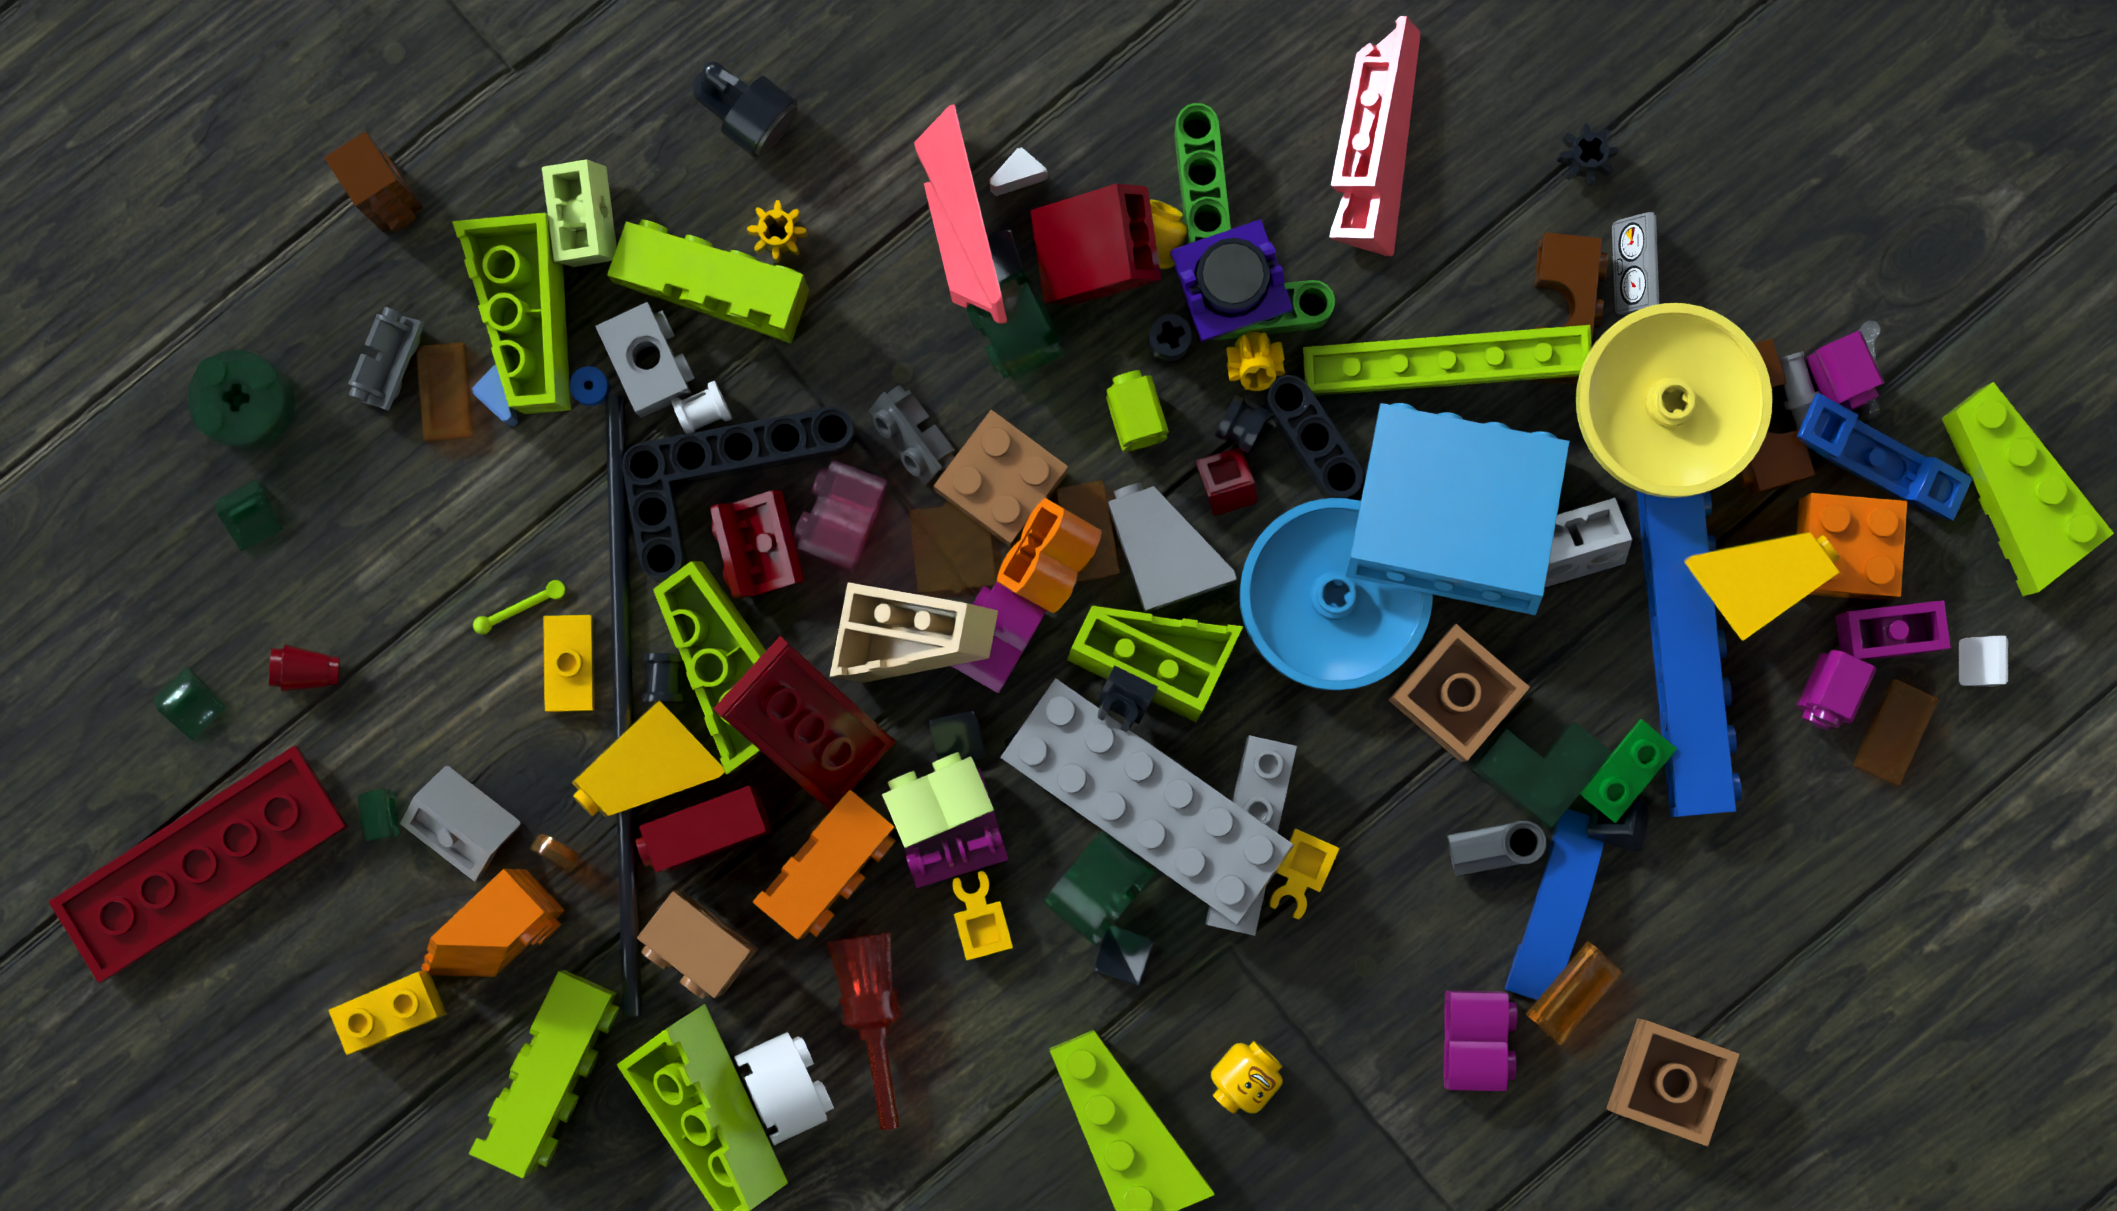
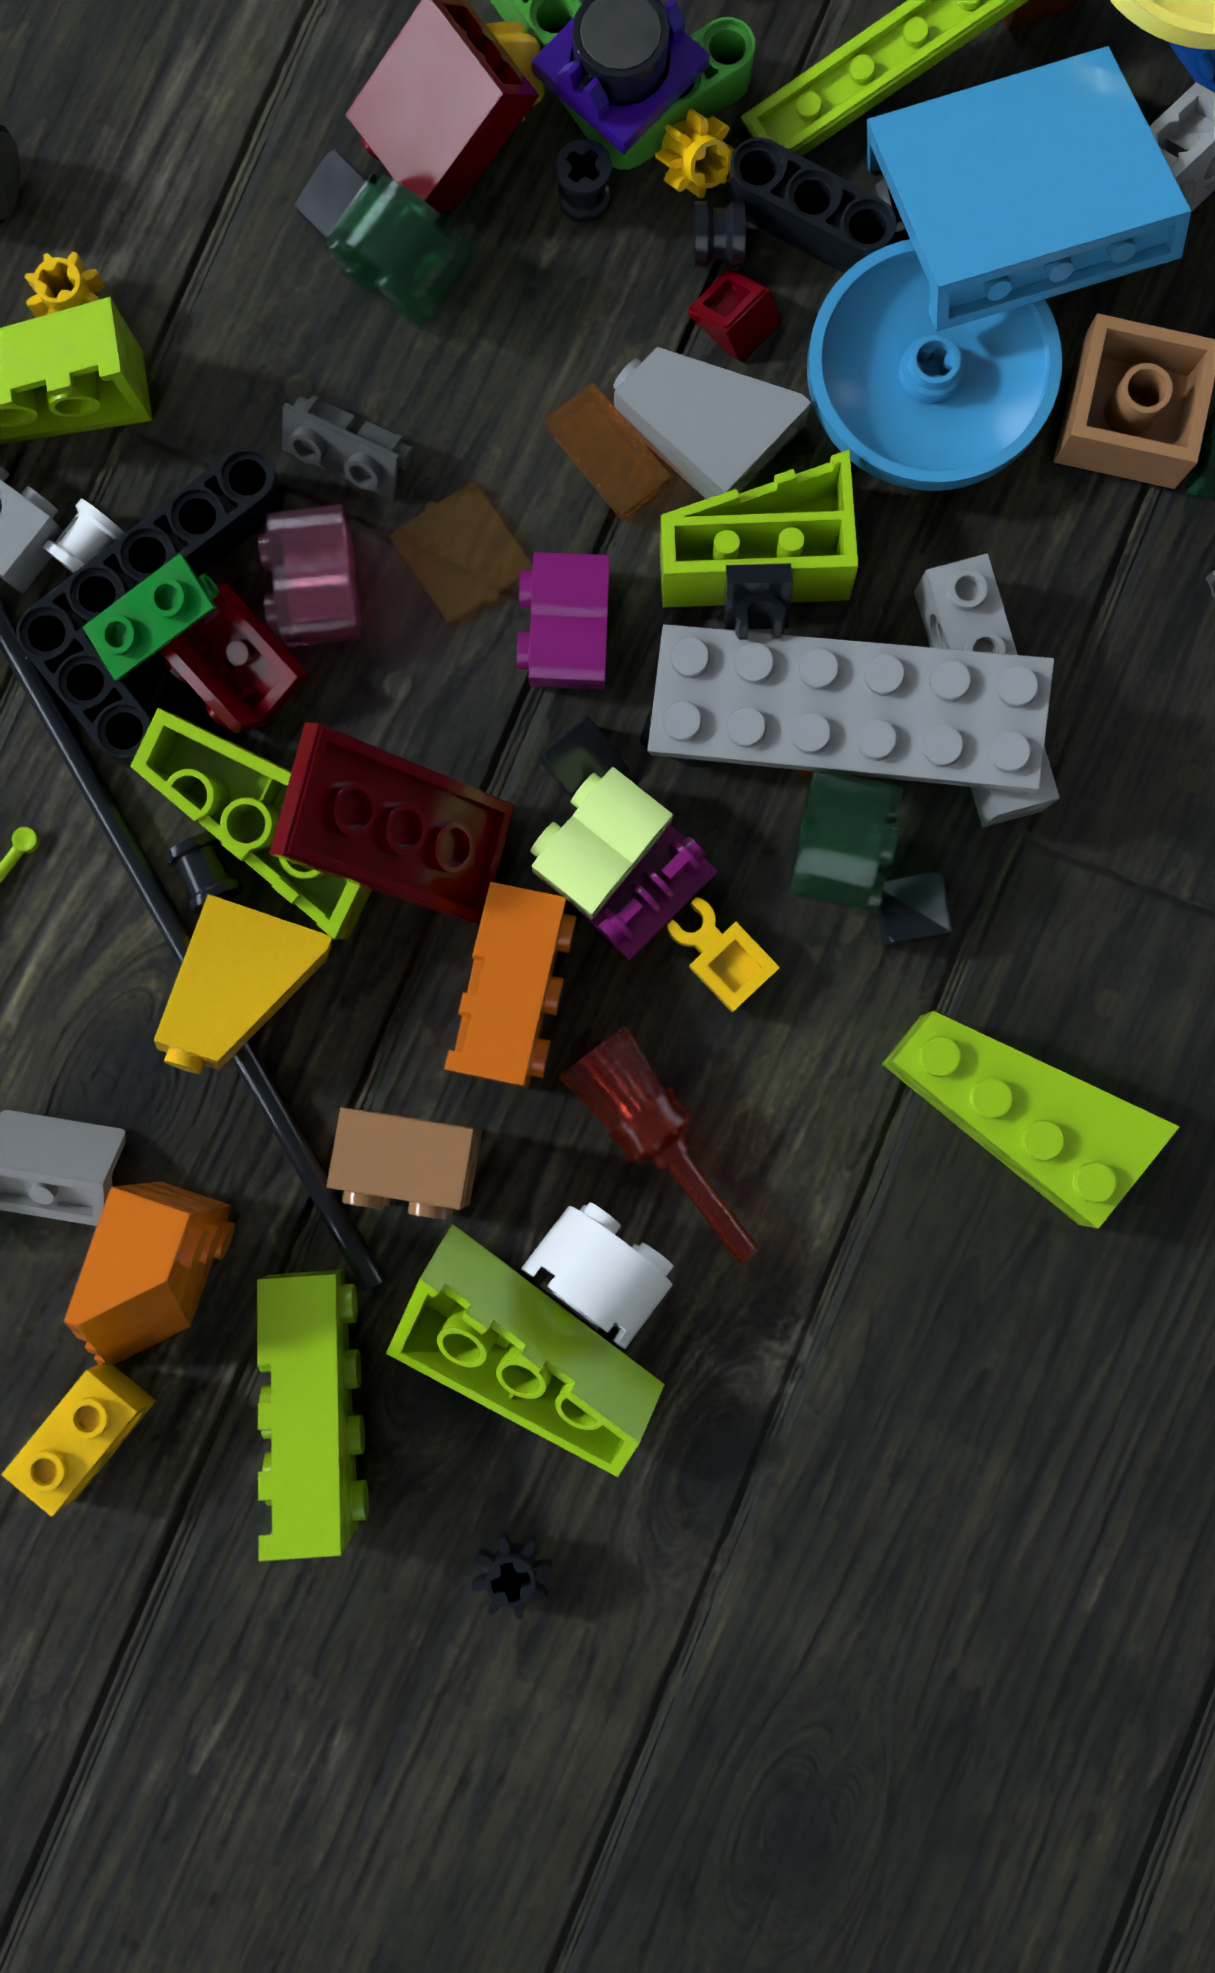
camera: 25 degrees left, 0 degrees up
(555, 852) = (182, 1142): clear orange tile -> none
(569, 663) = (84, 915): yellow plate -> none
(704, 830) = (341, 1020): dark red brick -> none
(719, 495) = (151, 616): none -> green hinge
(907, 633) = (462, 659): tan wedge -> none
(958, 217) = (265, 151): coral wedge -> none
(1000, 478) = (474, 435): medium nougat brick -> none
(1017, 172) = (310, 86): white slope -> none
(1049, 556) = (579, 485): orange brick -> none
(1136, 411) = (592, 272): lime brick -> none
(1246, 1078) = (1134, 973): yellow head -> none
(1304, 867) = (1072, 701): yellow plate -> none

